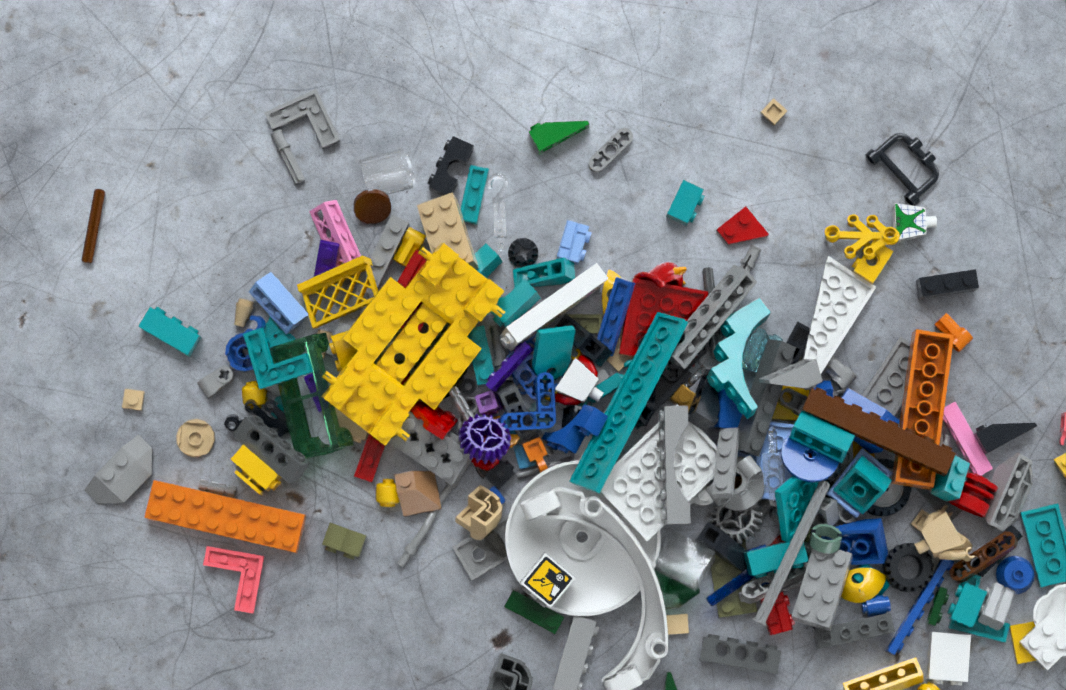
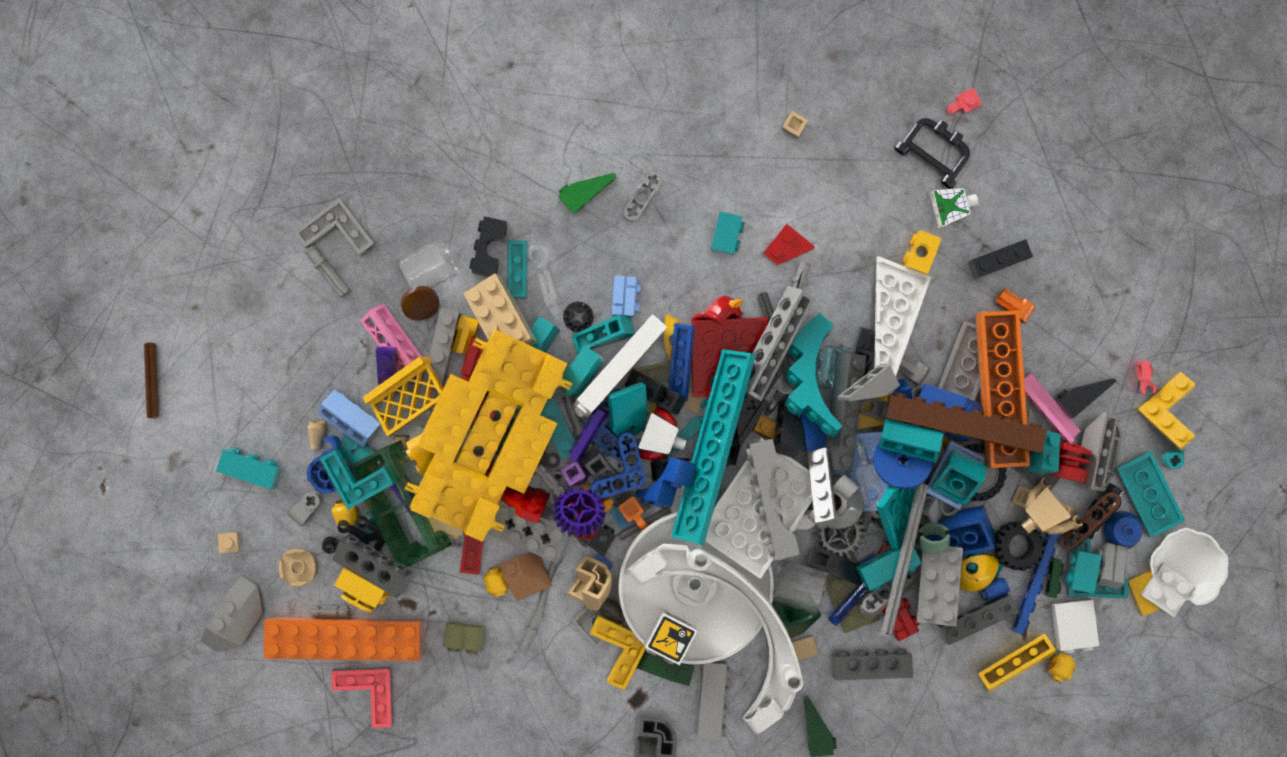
camera: 10 degrees left, 5 degrees up
(505, 590) = (630, 654): none -> yellow plate
(864, 236) = (910, 229): yellow plant -> none
(945, 125) = (966, 102): none -> coral plate

